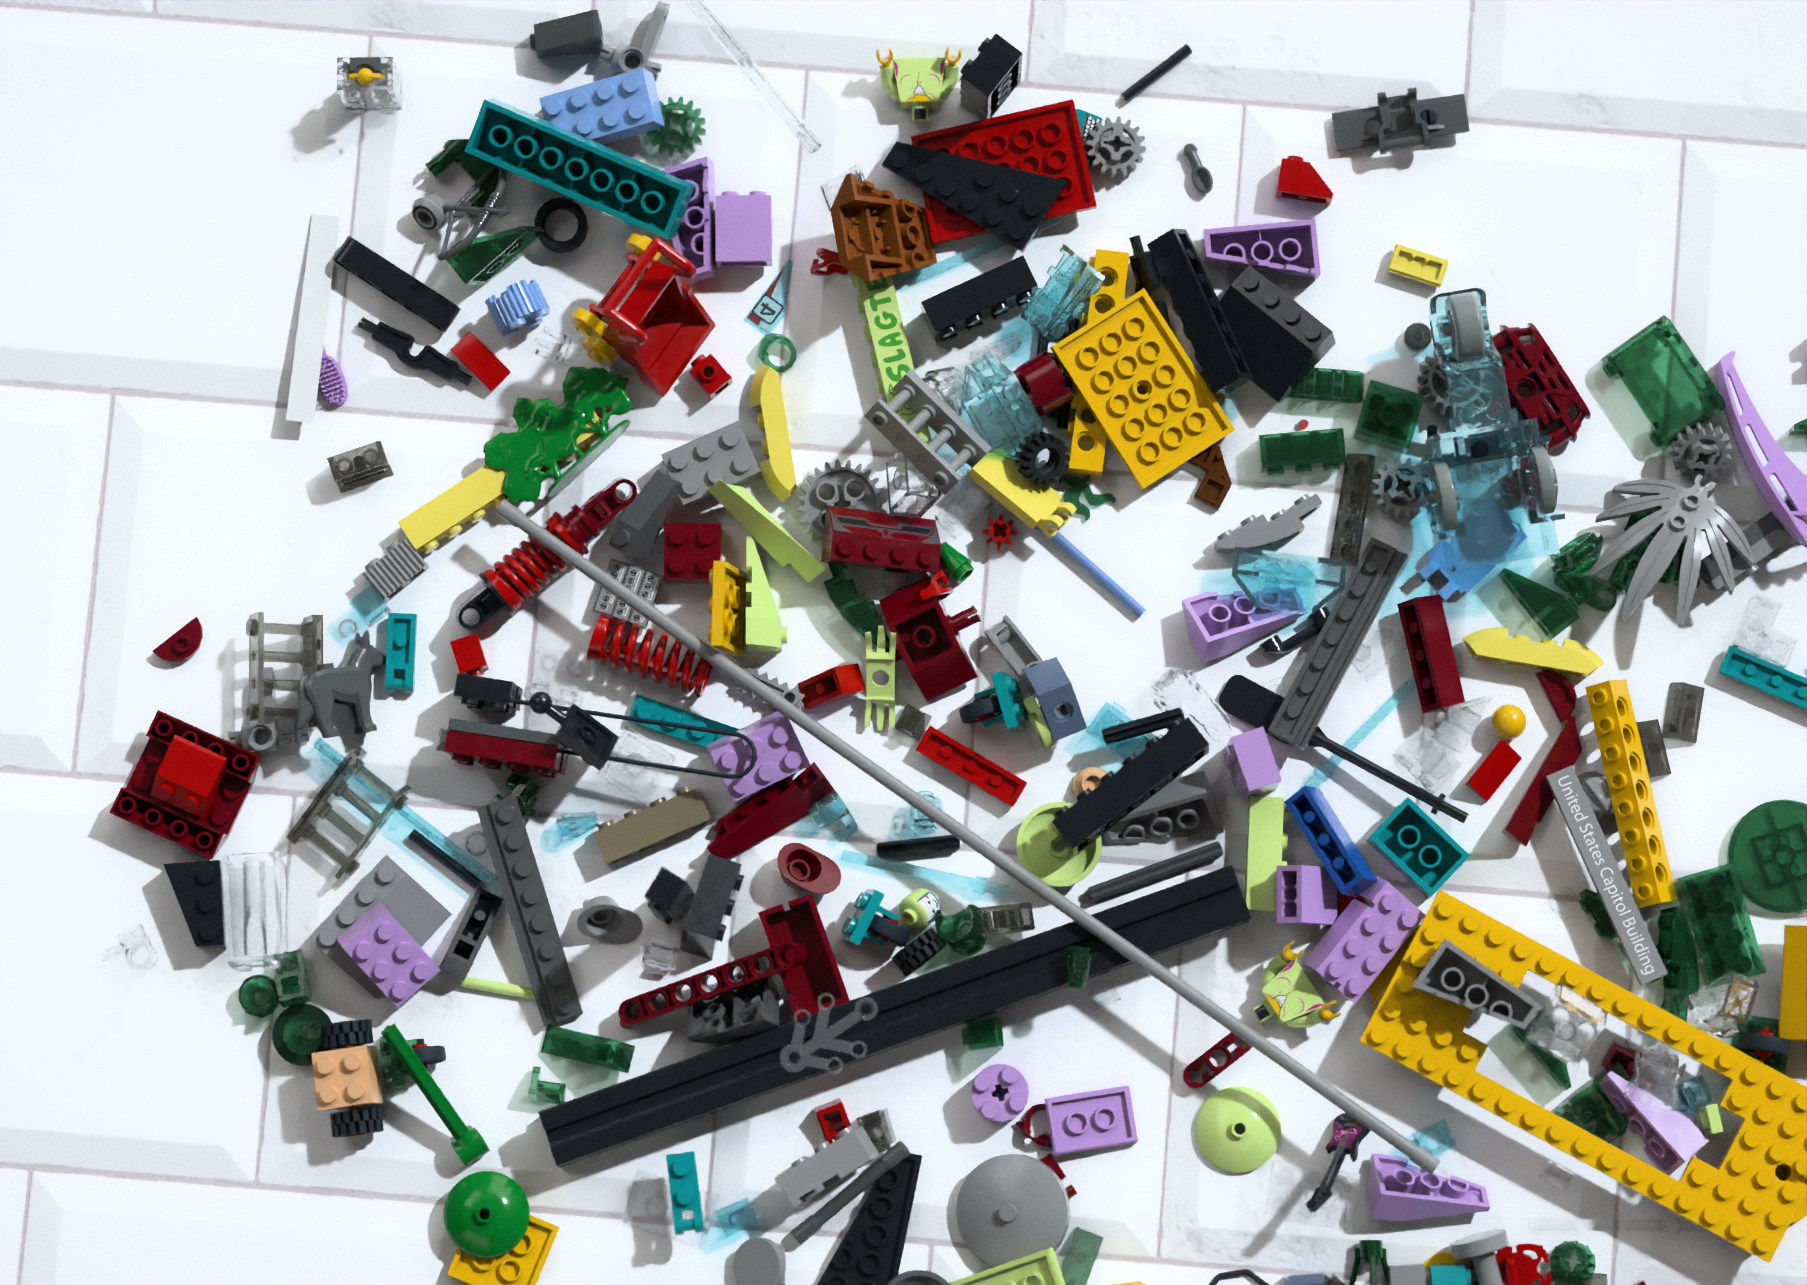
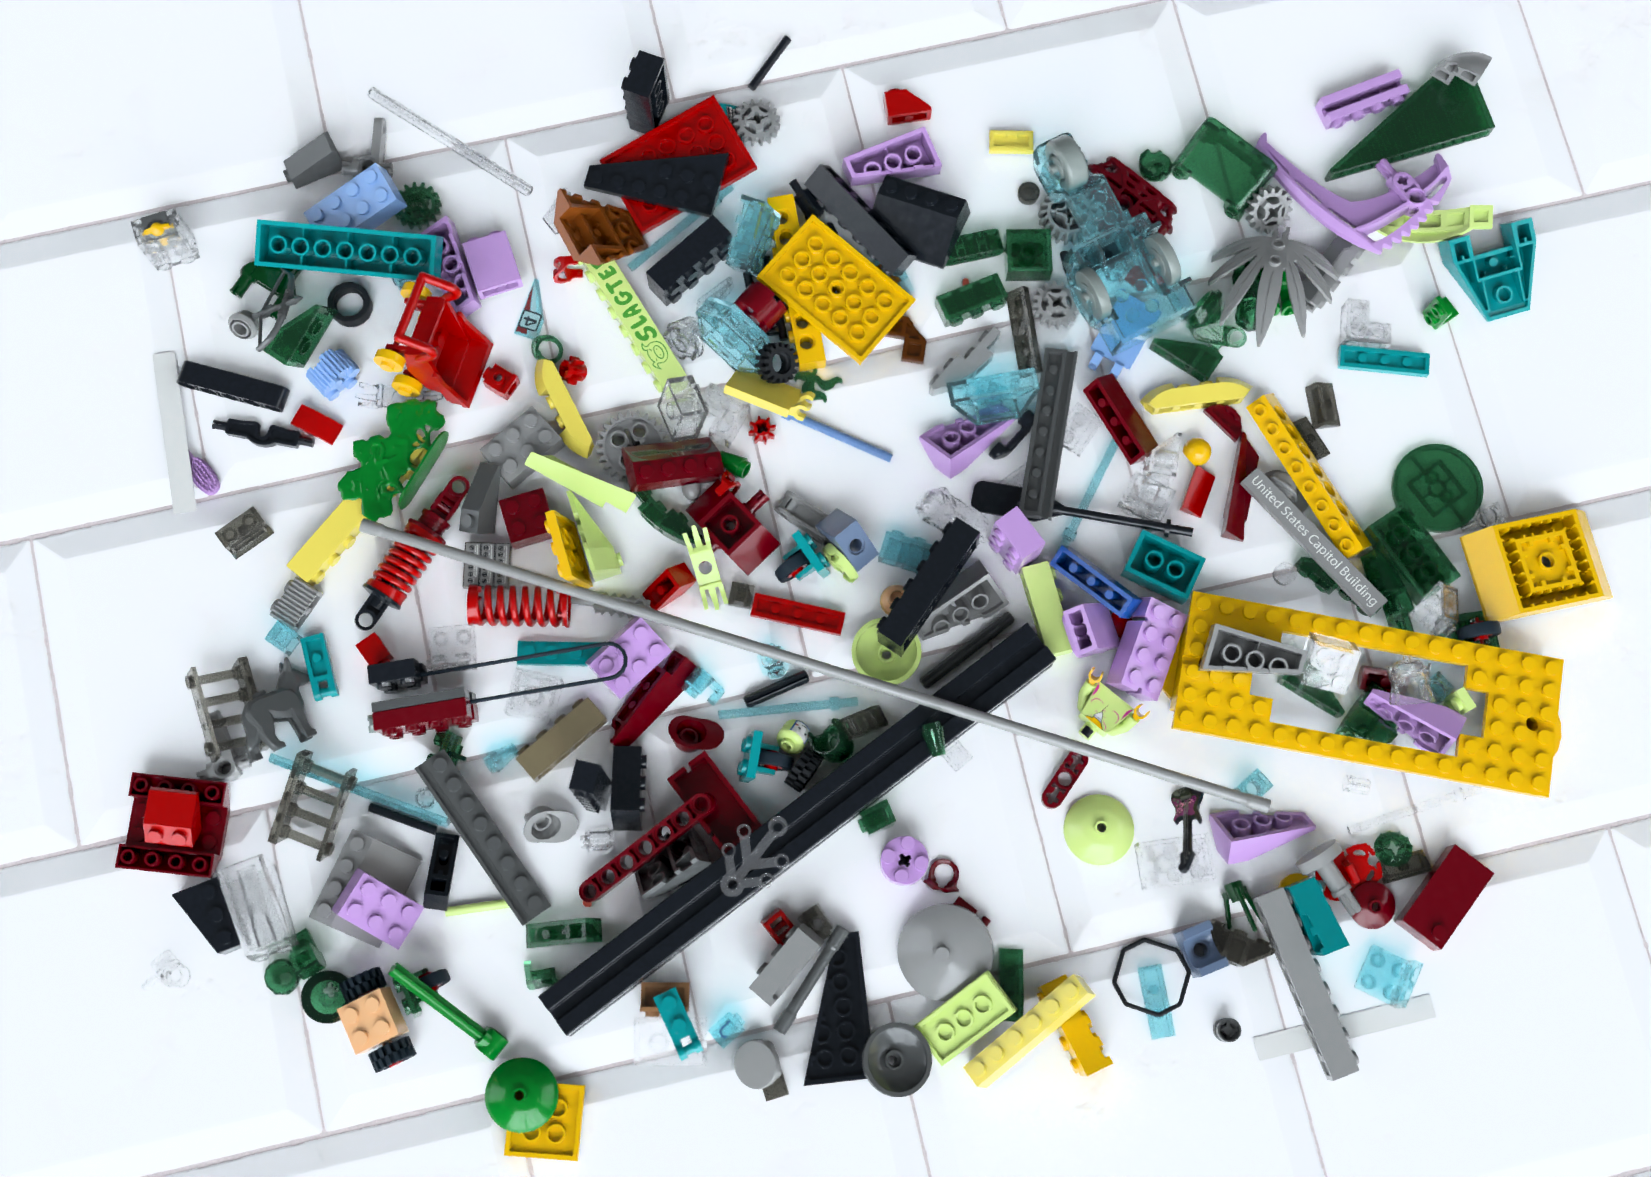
camera: 25 degrees left, 5 degrees down
(182, 644) = (140, 715): dark red plate -> none
(577, 730) = (476, 679): black plate -> none
(668, 1145) = (652, 989): none -> medium nougat bracket
(799, 389) = (573, 370): none -> red gear
(919, 81) = (592, 119): yellowish green torso -> none
(941, 418) = (687, 355): light grey fence -> none
(1090, 1120) = (982, 859): lavender tile -> none
(1141, 726) = (919, 540): black axle -> none
(1200, 176) = (827, 125): dark grey piece -> none
(1401, 113) = (959, 38): dark grey piece -> none
(1582, 351) = (1154, 166): none -> clear green hair

